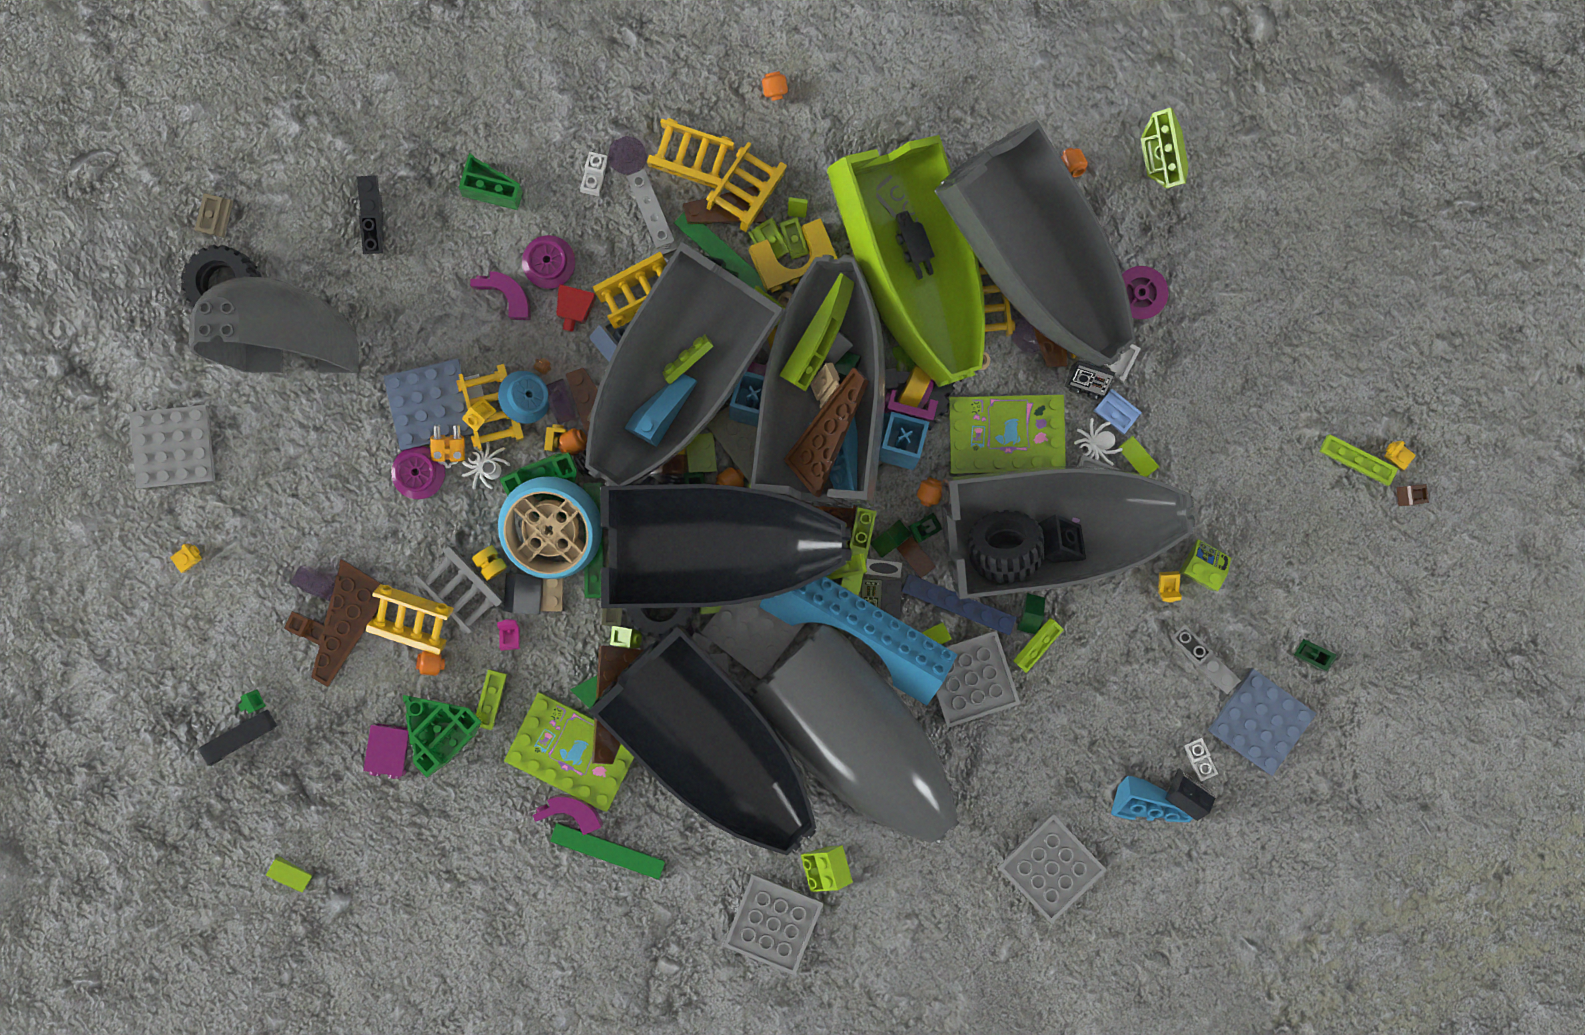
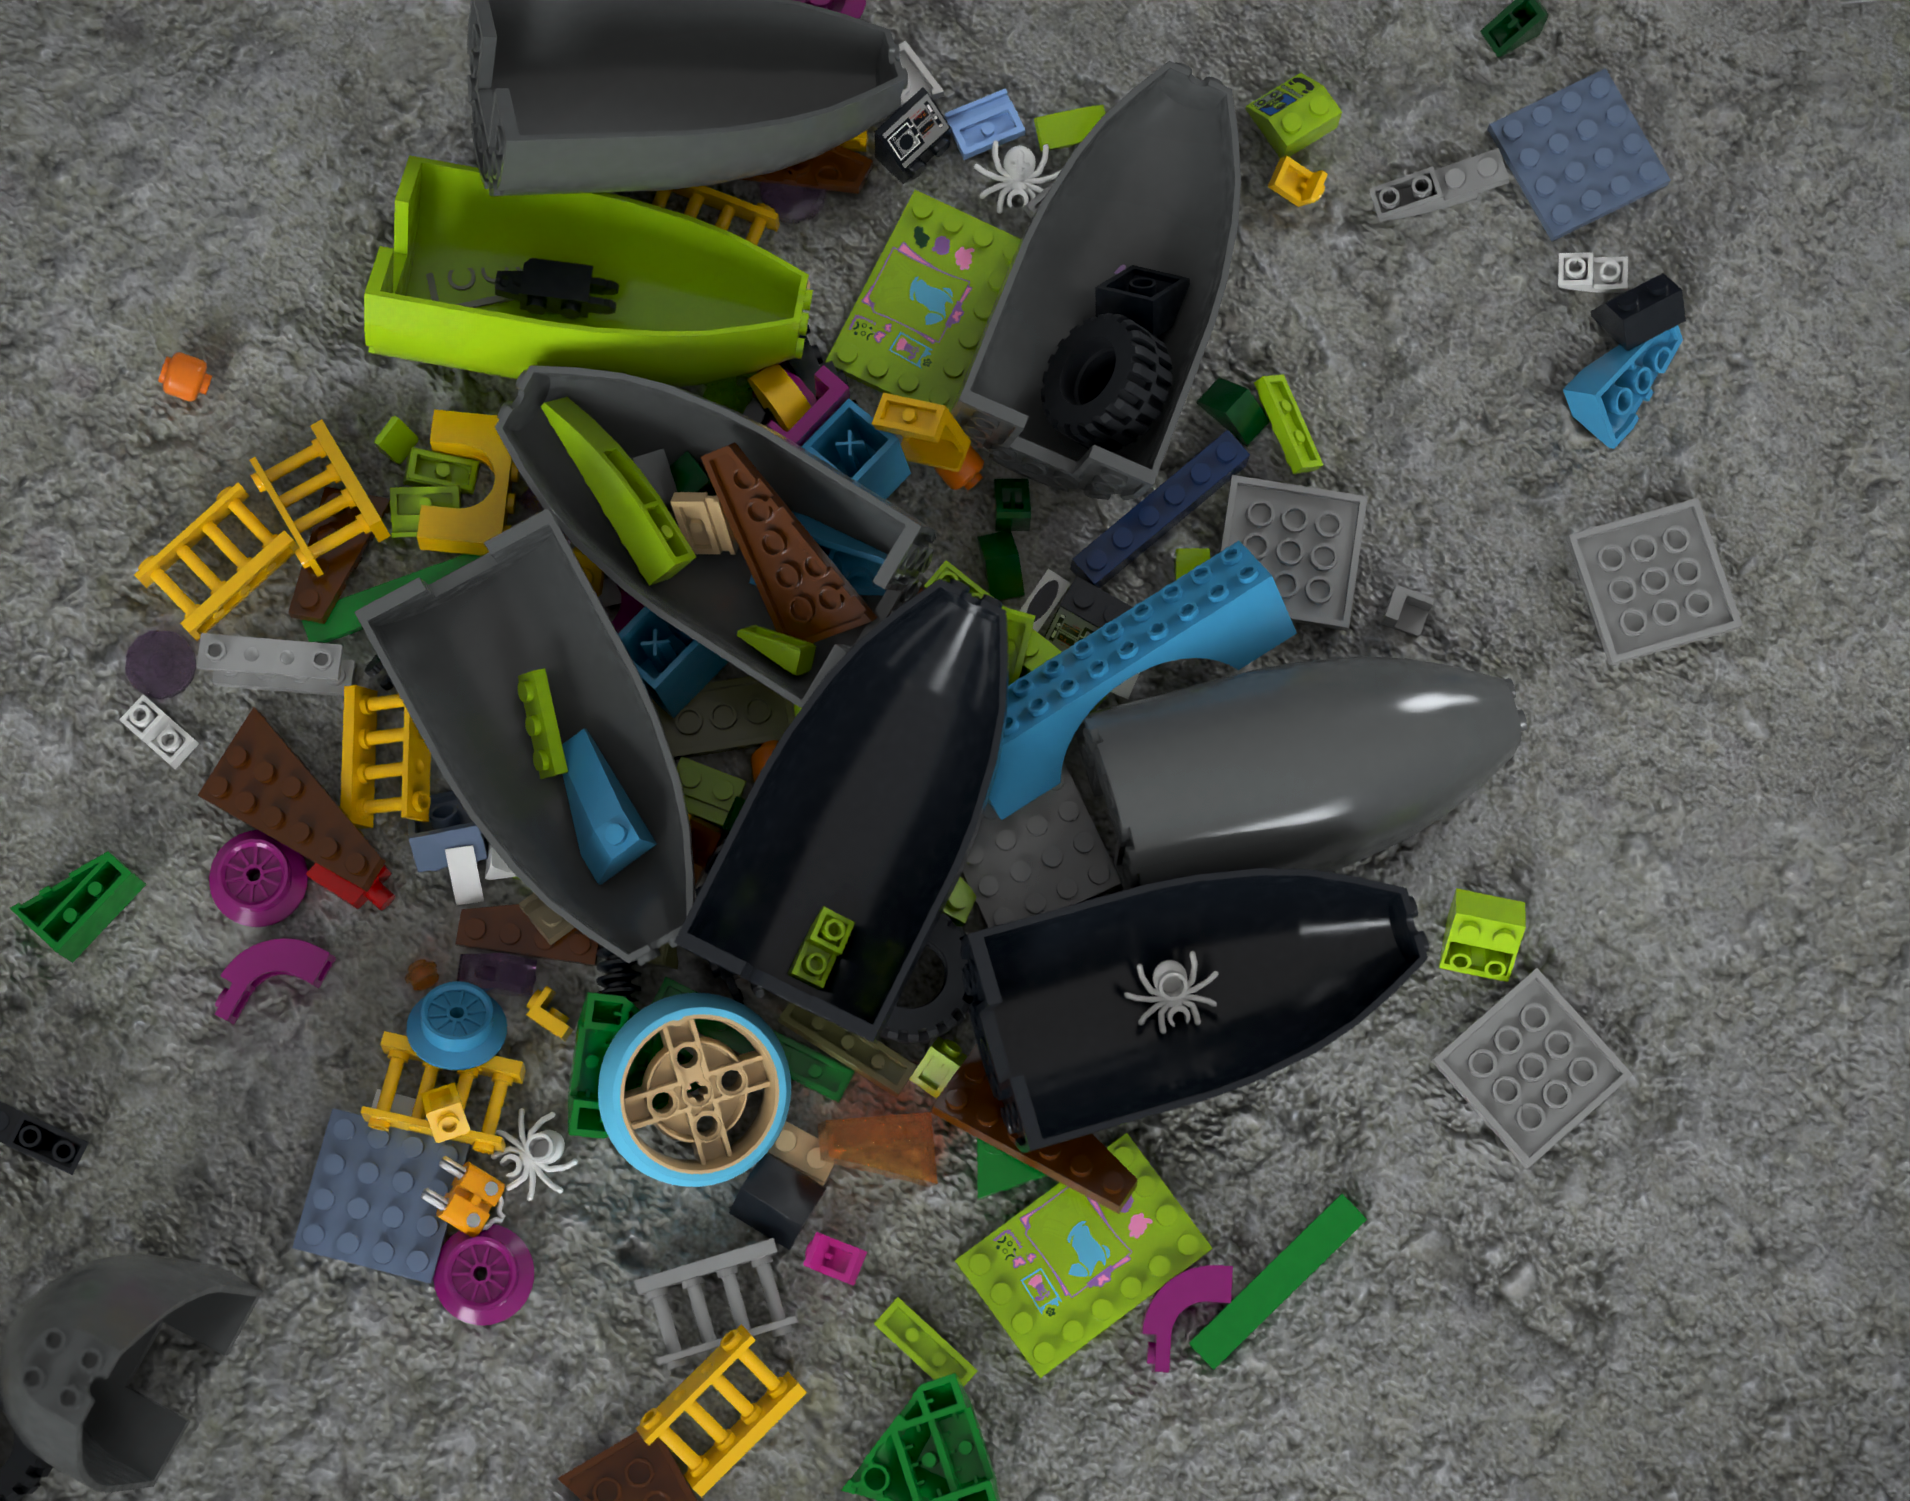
camera: 65 degrees left, 10 degrees down
(430, 663) = (812, 1417): orange head -> none
(489, 562) = (697, 1228): yellow wheel -> none
(572, 441) = (571, 986): orange head -> none
(573, 630) = (884, 1145): none -> clear orange wedge
(590, 251) = (279, 796): none -> reddish brown wing
(599, 360) = (464, 875): none -> white sticker
(647, 553) = (820, 948): none -> lime slope
(715, 734) = (1172, 992): none -> white animal
(781, 458) = (786, 651): none -> lime slope
(916, 557) = (1050, 540): reddish brown slope -> none
(931, 467) = (927, 430): none -> yellow panel
(971, 751) = (1407, 610): none -> light grey panel

